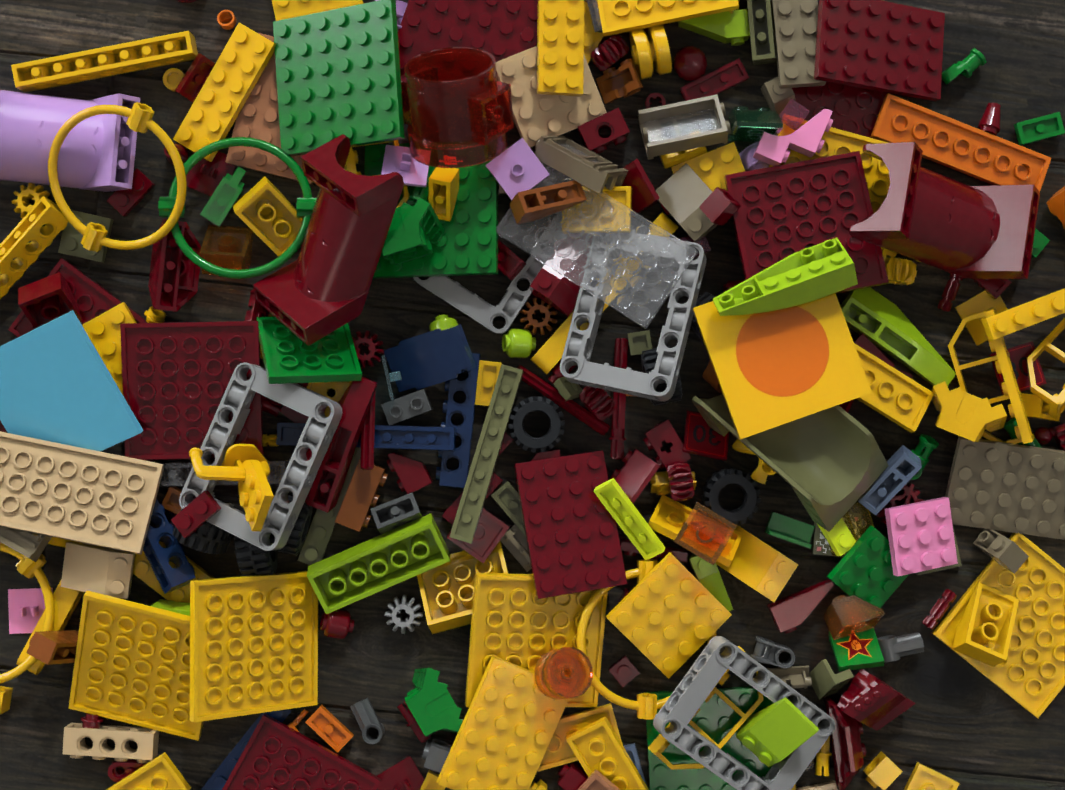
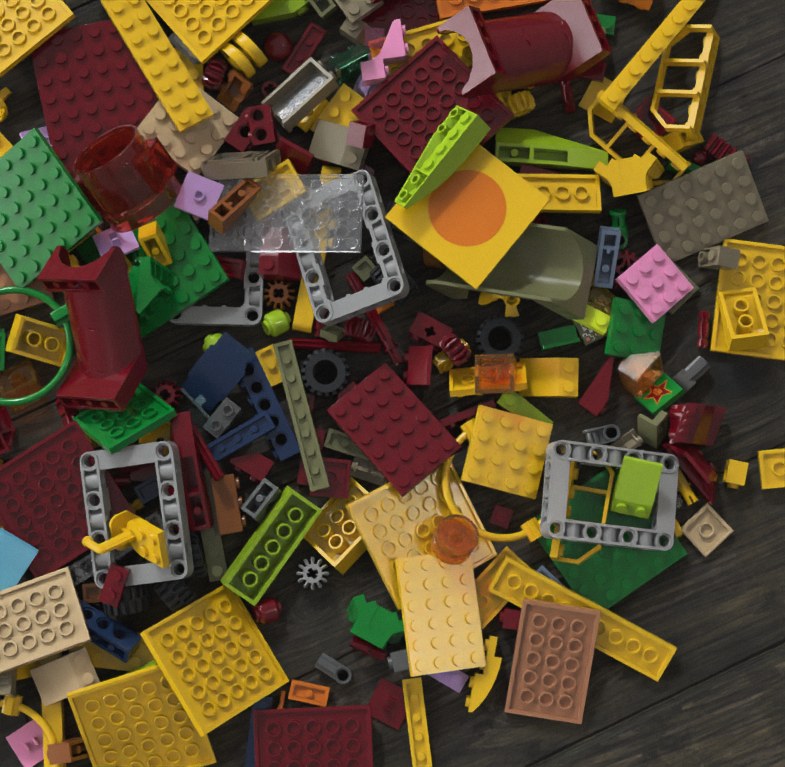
camera: 30 degrees left, 5 degrees down
(629, 519) = (434, 398): neon yellow plate -> none
(630, 137) = (267, 124): none -> dark red brick
(702, 439) = (454, 310): dark red piece -> none

